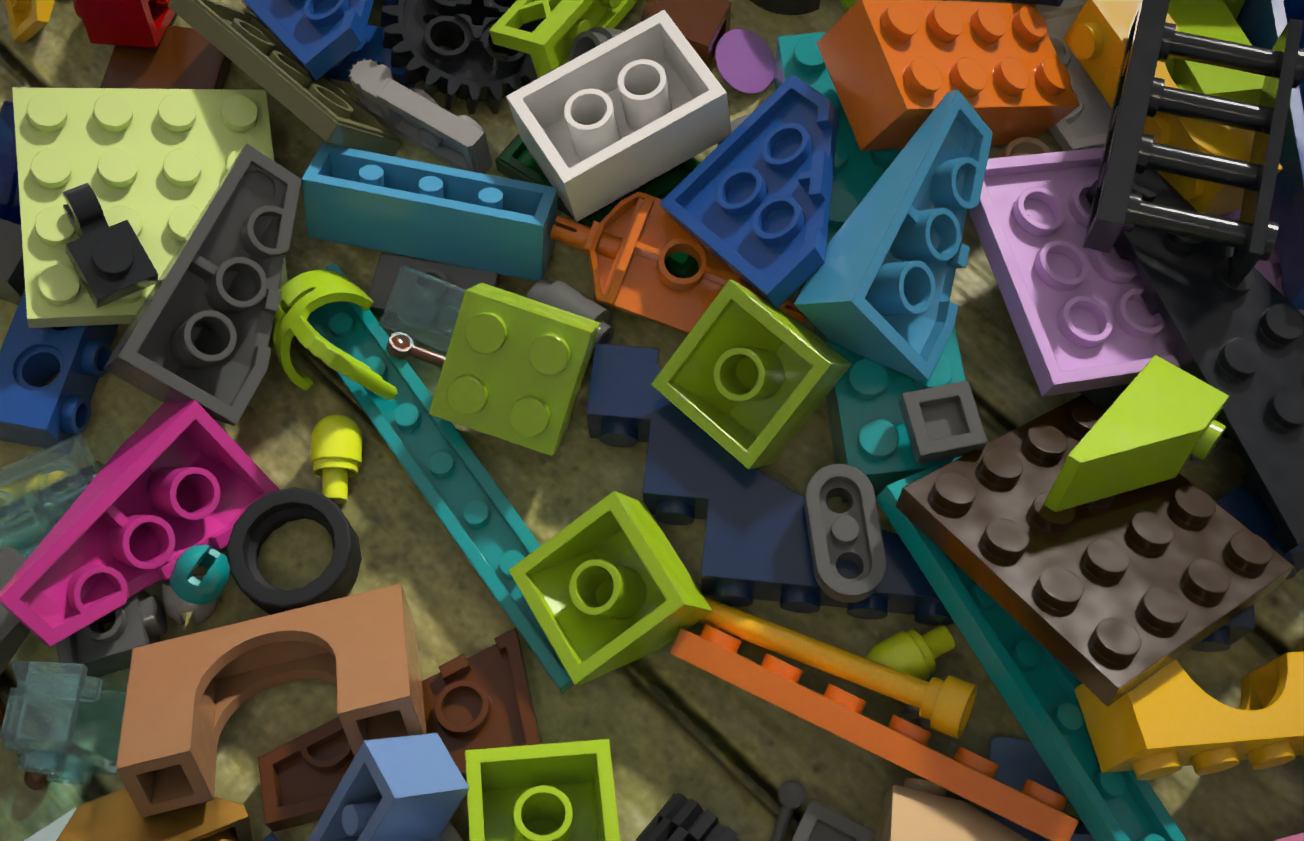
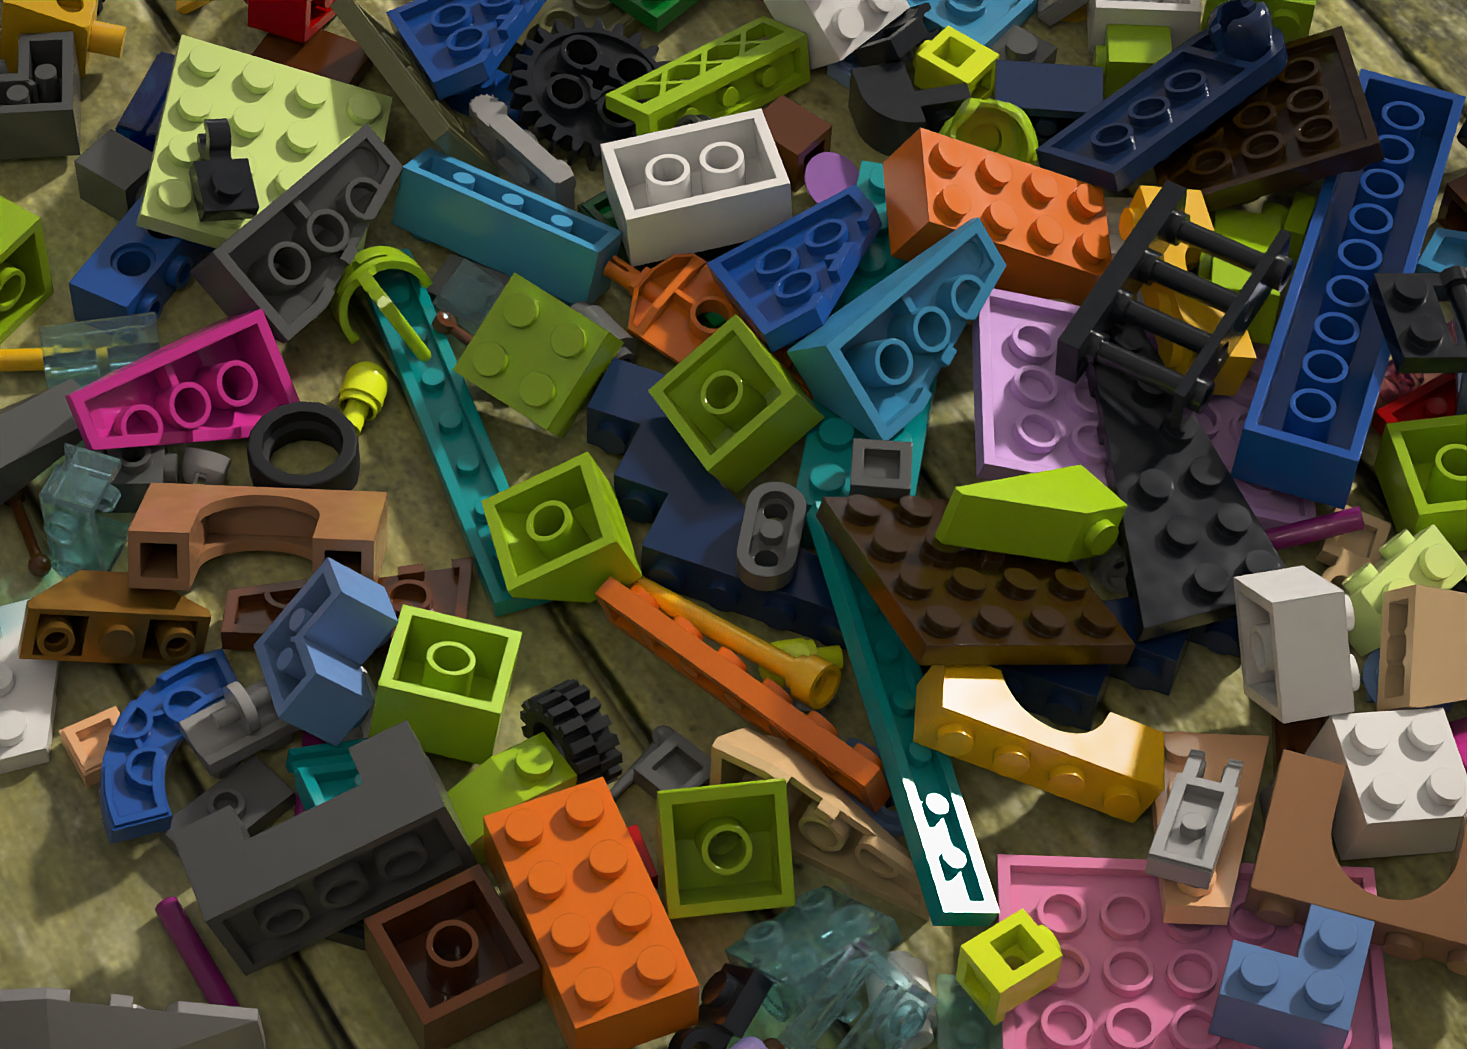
camera: 10 degrees right, 15 degrees down
(213, 583) = (223, 442): teal hinge -> none

